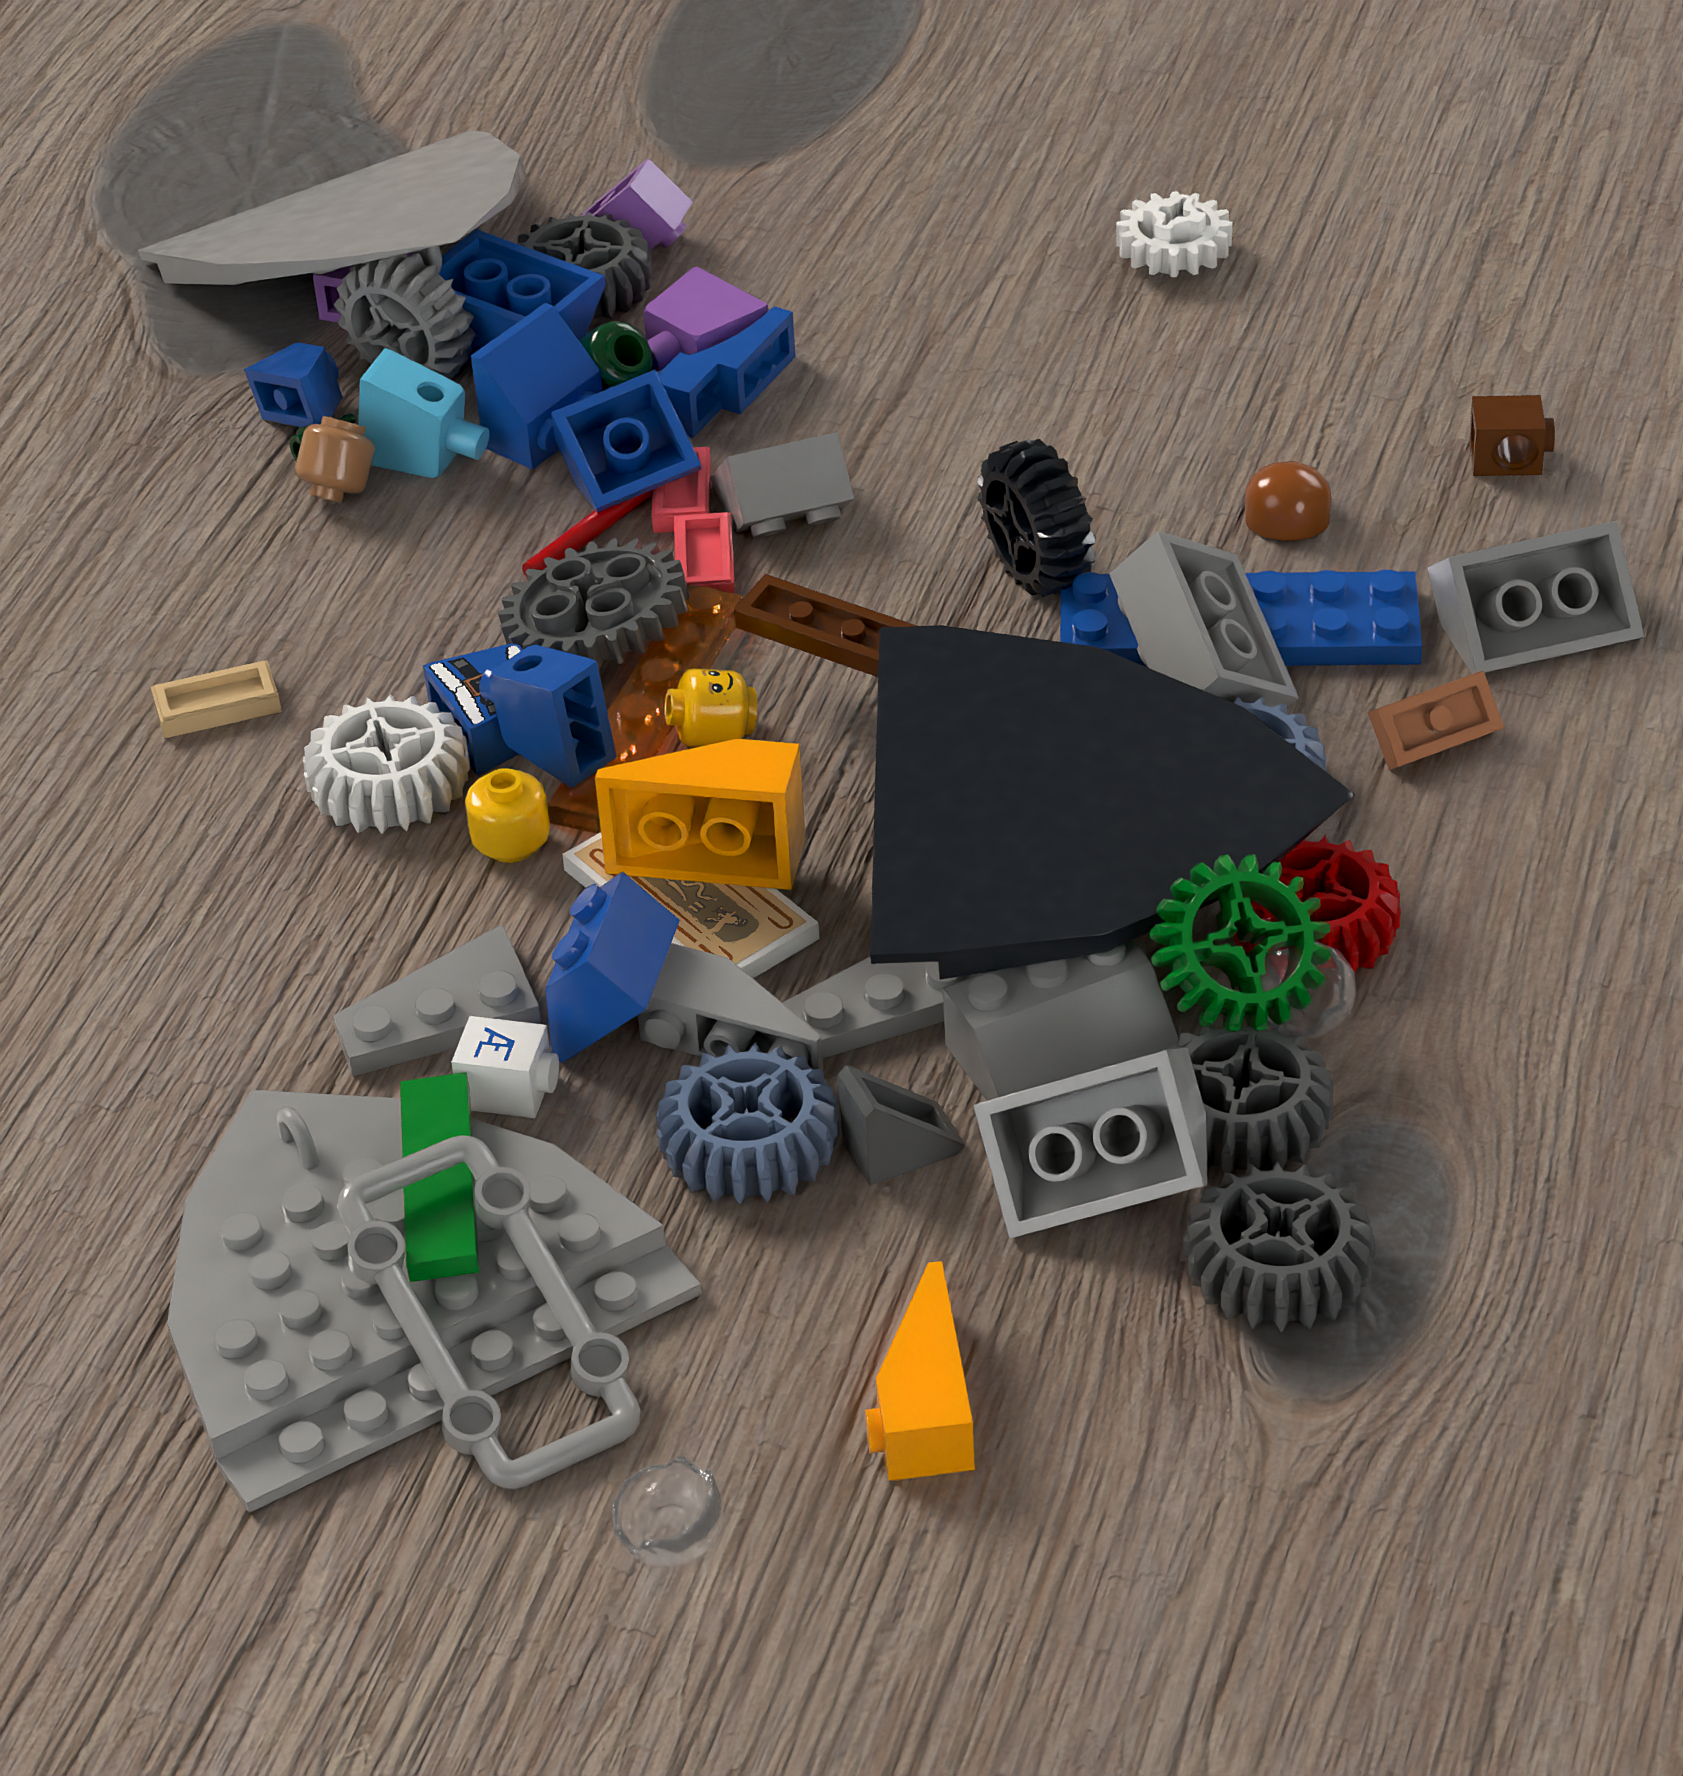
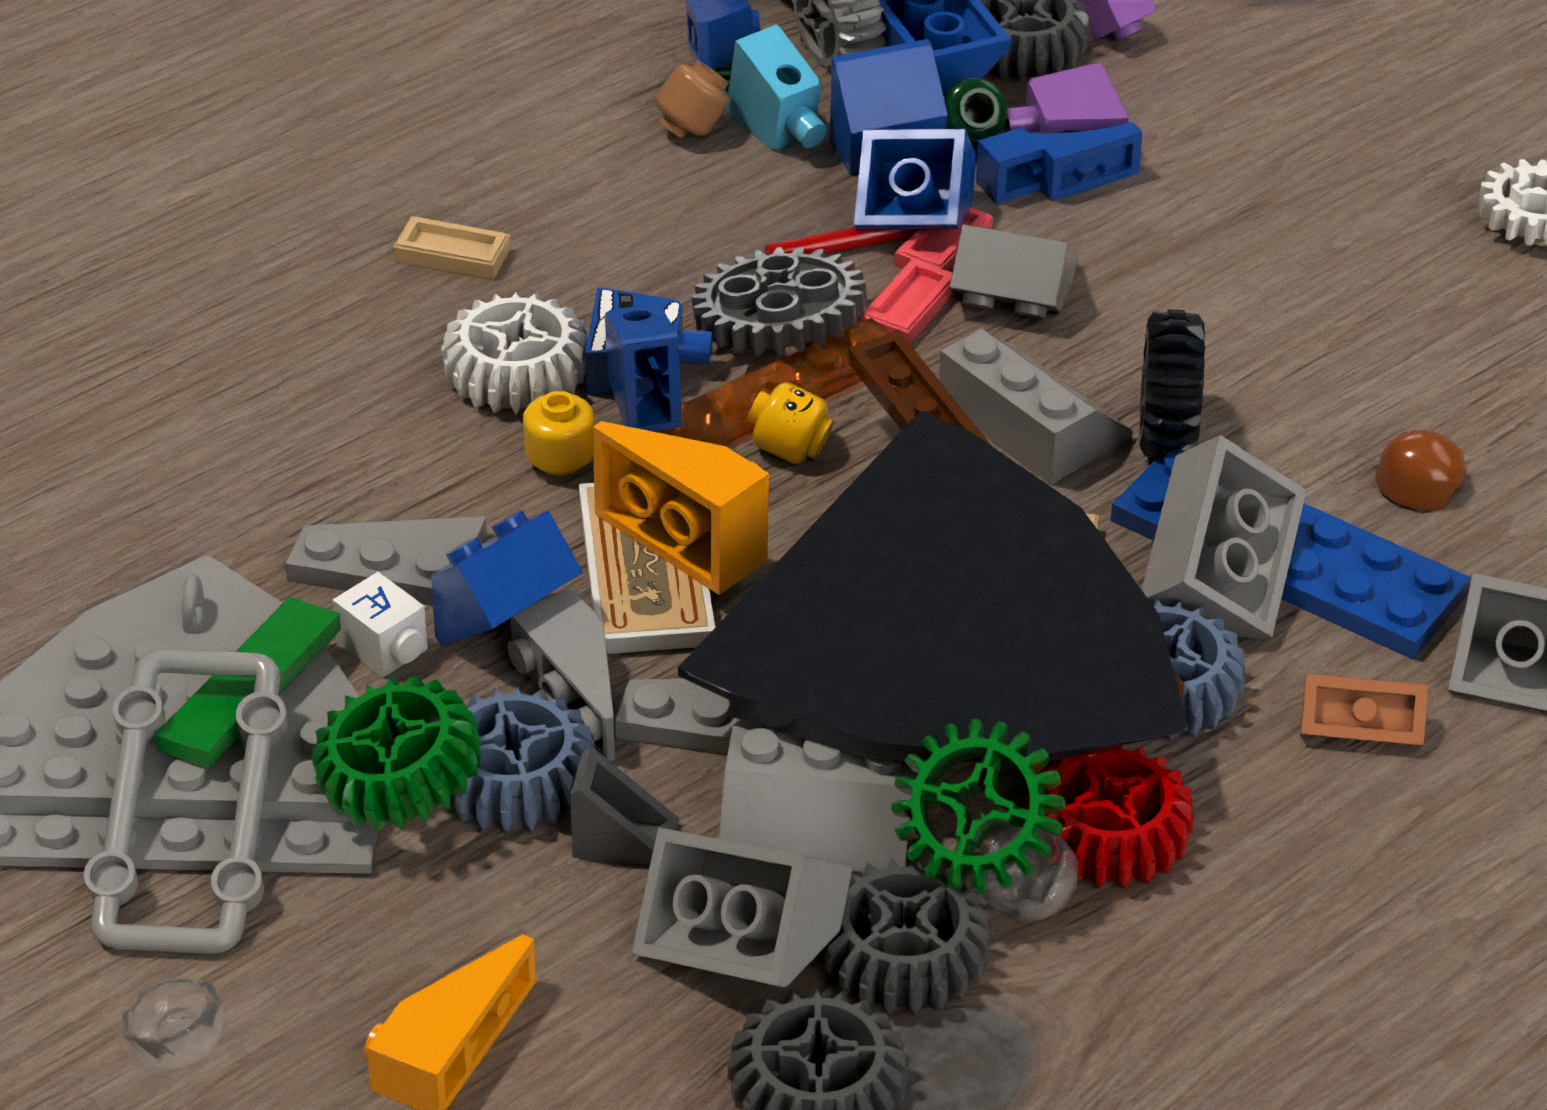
camera: 30 degrees right, 0 degrees up
(631, 1157) = (396, 752): none -> green gear
(911, 587) = (1027, 407): none -> light grey slope

